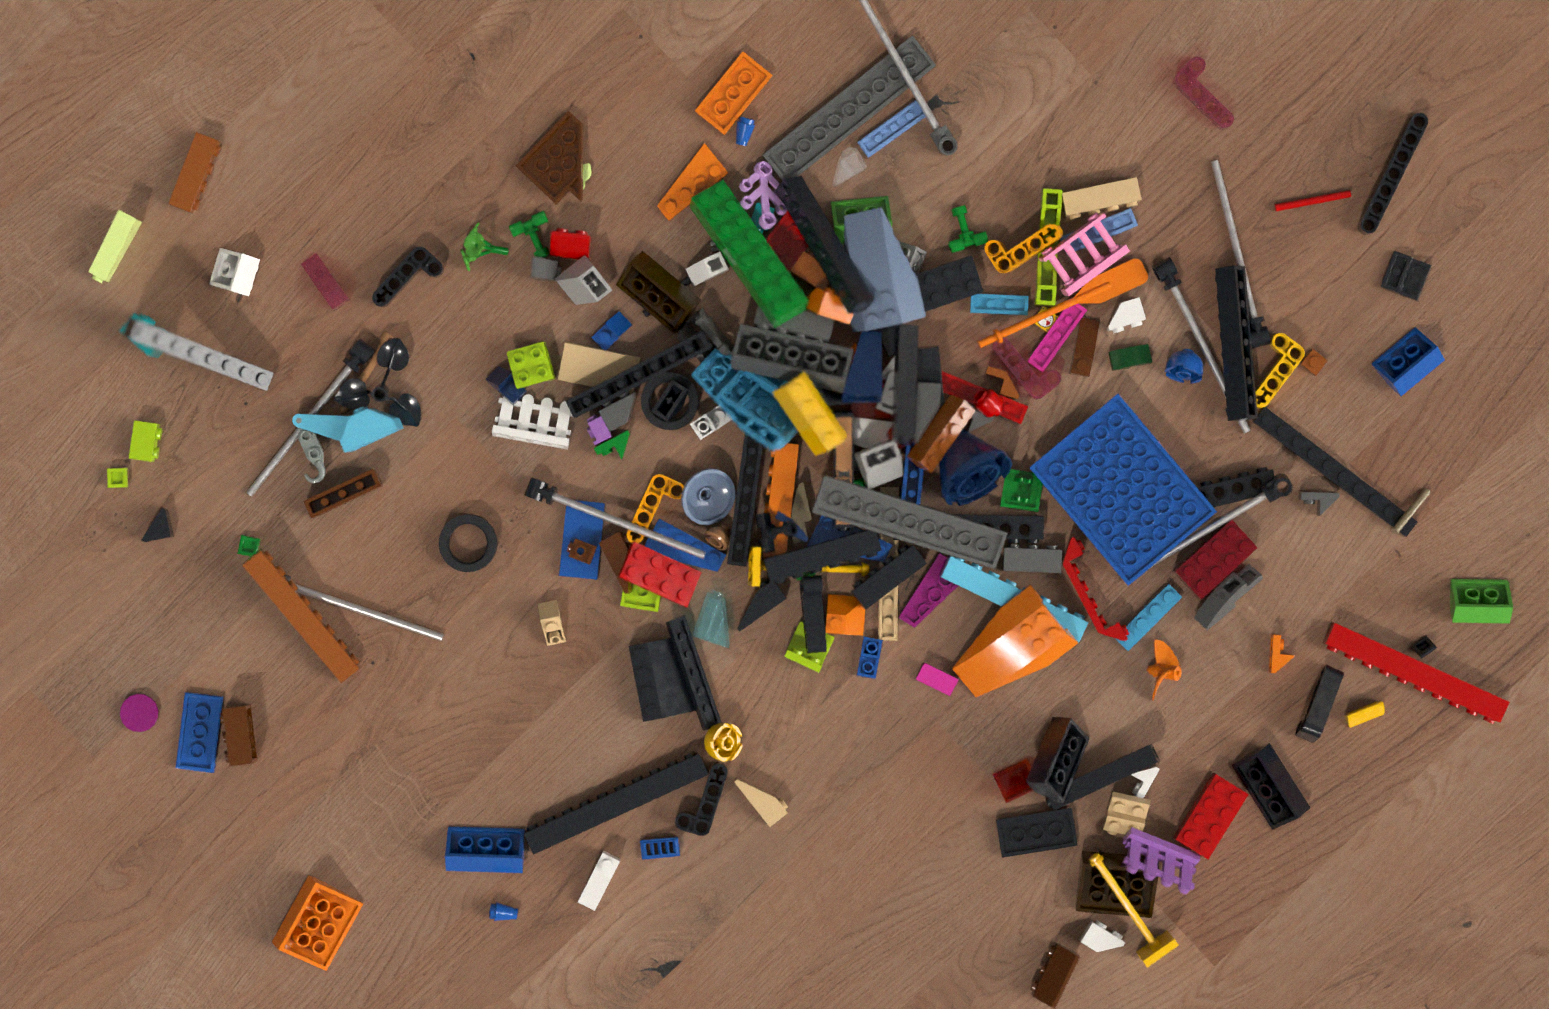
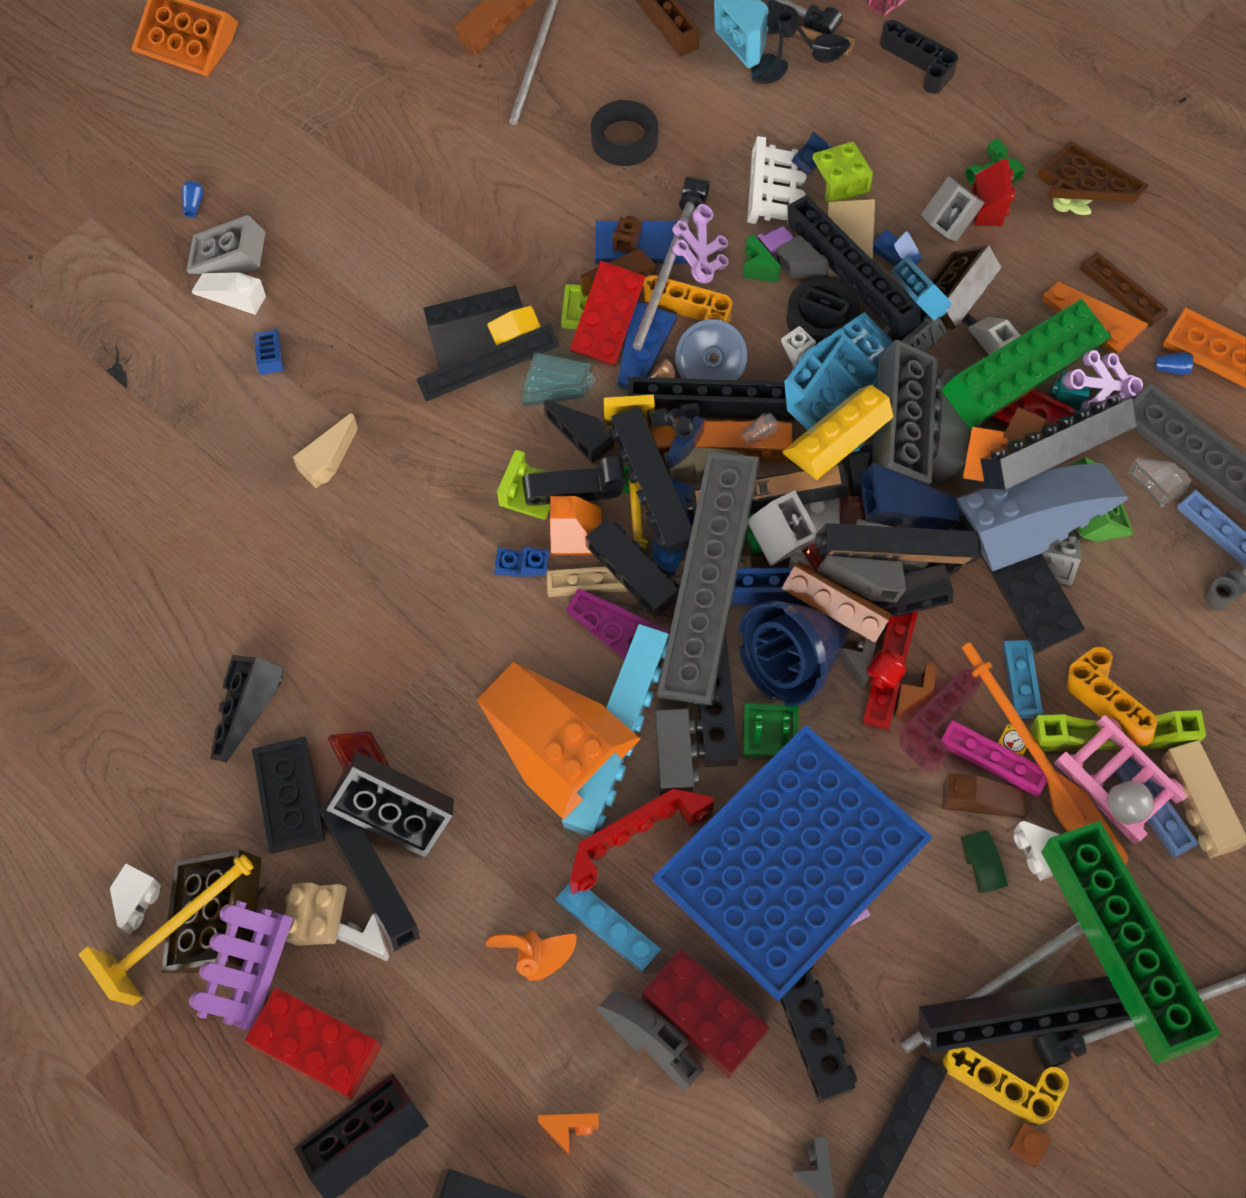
camera: 85 degrees right, 25 degrees down
(475, 244) = (983, 106): bright green plant -> none
(485, 849) = (265, 175): blue slope -> none
(545, 269) = (960, 156): dark grey slope -> none
(551, 622) = (539, 216): tan slope -> none
(559, 882) = (227, 248): none -> light grey slope
(601, 492) = (701, 269): none -> lavender plant
(616, 803) = (324, 301): black brick -> none
(667, 153) = (1123, 289): none -> reddish brown tile
(667, 649) = (513, 324): none -> yellow slope
(670, 325) = (921, 288): none -> dark azure brick
(706, 798) = (356, 398): black beam -> none
(723, 742) = (401, 397): yellow cylinder -> none
(784, 467) = (760, 429): none -> clear cone
(937, 679) = (499, 647): dark pink slope -> none
(958, 860) = (249, 689): none -> black wedge
(966, 238) = (1105, 630): green bar -> none
(1054, 975) = (80, 834): reddish brown slope -> none
(1104, 253) = (1130, 802): none -> light grey hair
(1184, 365) = (986, 938): blue cylinder -> none
(1203, 280) = (1129, 943): none -> green brick
(1269, 492) = (820, 1080): flat silver piece -> none

